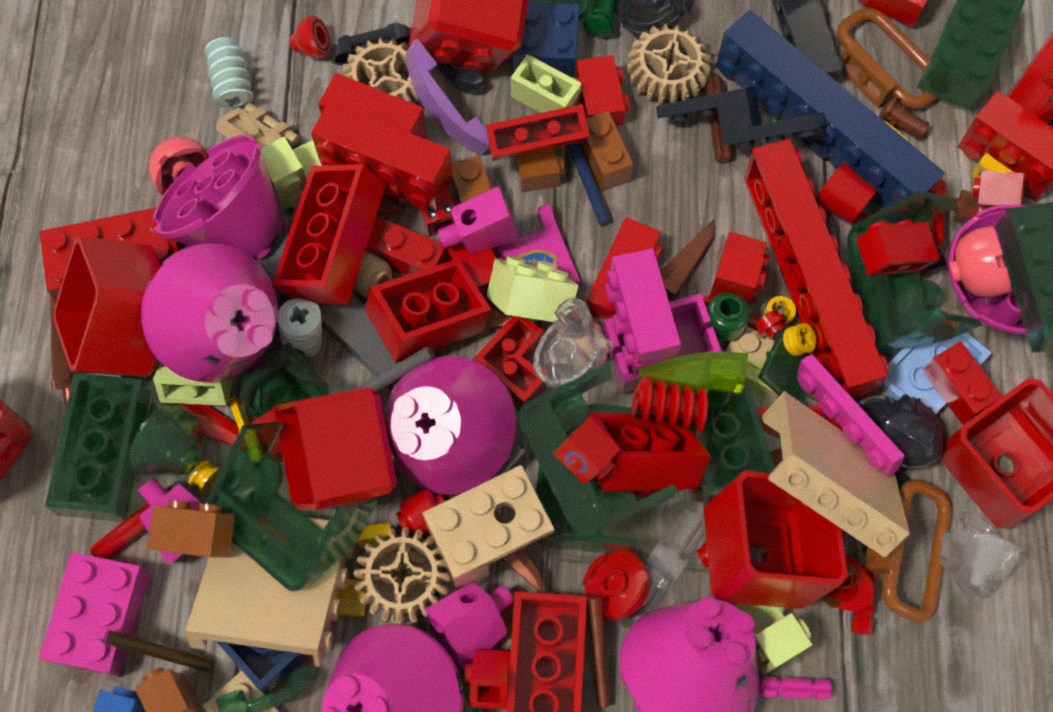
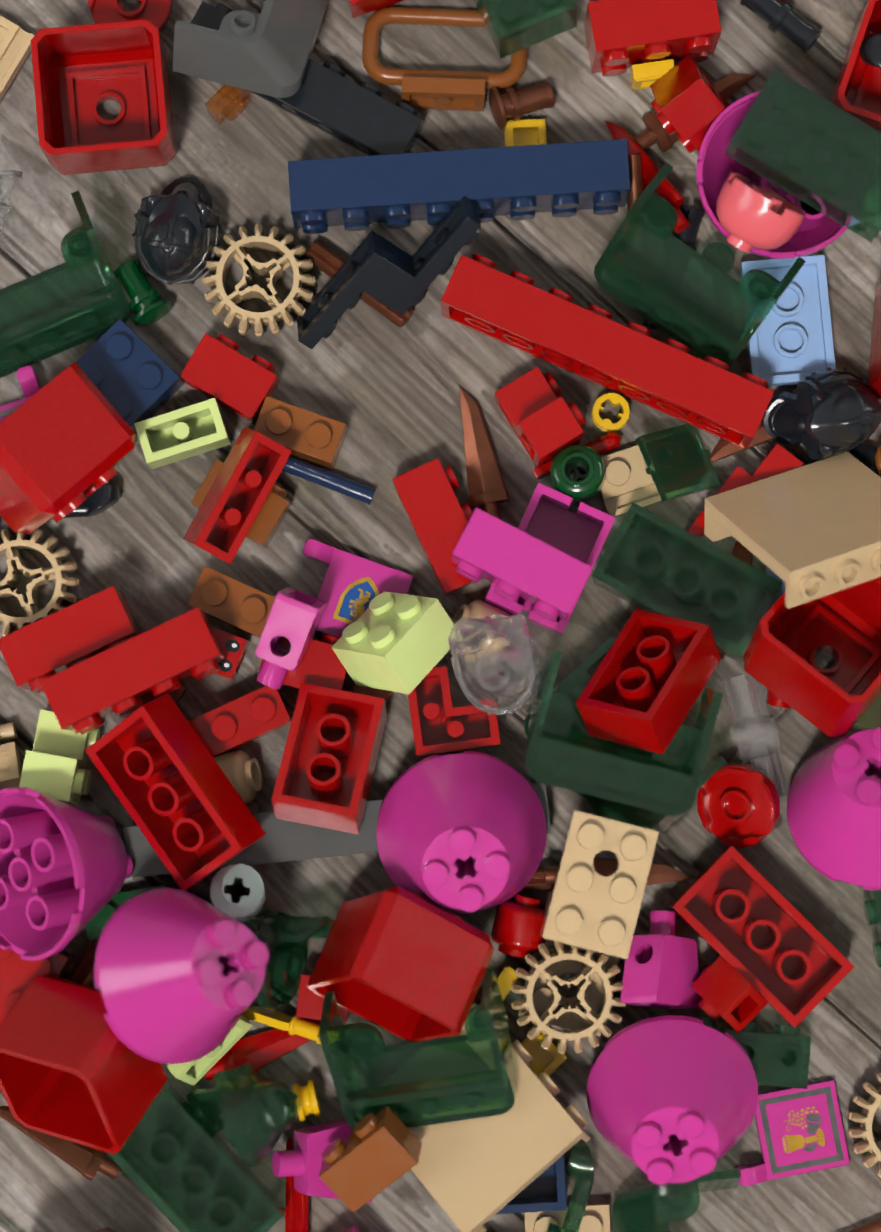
camera: 50 degrees left, 15 degrees up
(399, 369) = (365, 847): dark grey bar -> none
(469, 134) = (59, 546): medium lavender slope -> none
(588, 452) = (623, 745): red brick -> none
(599, 651) = (783, 873): copper bar -> none
(670, 402) = (627, 617): red piece -> none
(702, 370) = (619, 565): clear neon green slope -> none
(771, 324) = (621, 439): red plate -> none
(799, 339) = (660, 428): yellow bush -> none
(846, 194) = (555, 242): red hat -> none
(856, 424) = (793, 460): dark pink plate -> none
(897, 247) = (661, 258): red brick -> none
(961, 382) = (832, 318): red brick -> none

